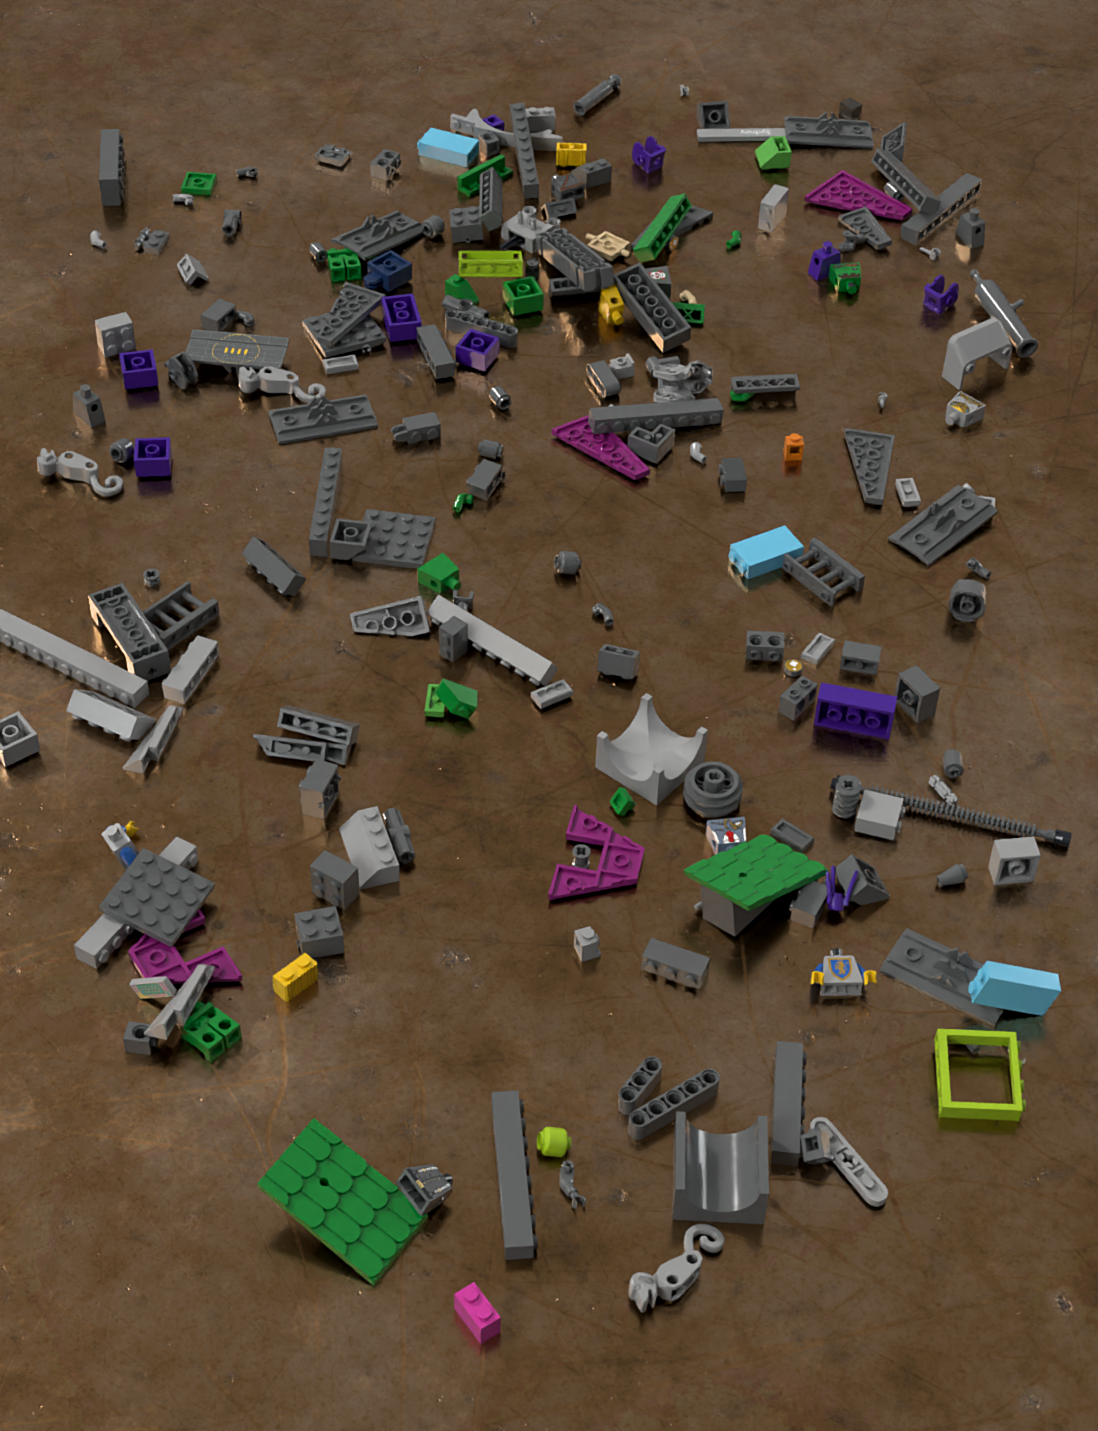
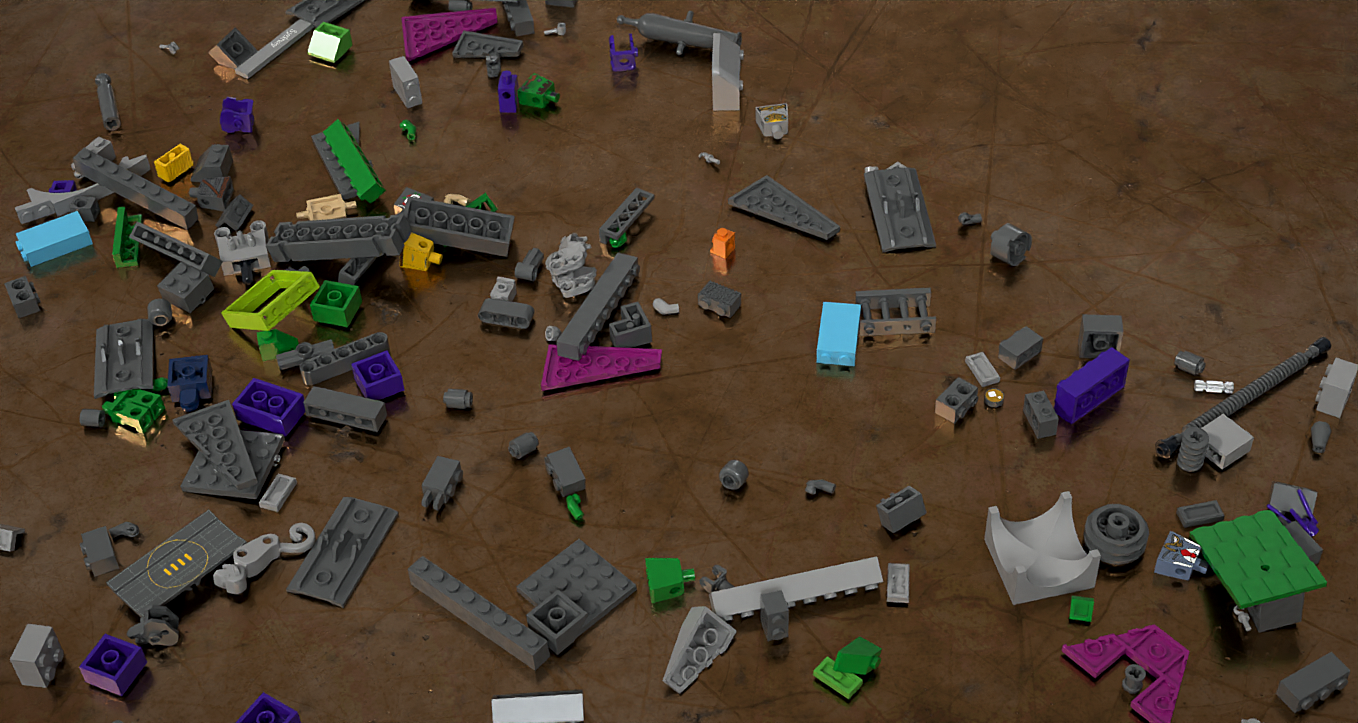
camera: 50 degrees left, 0 degrees up
(908, 492) = (841, 207): light grey plate -> none

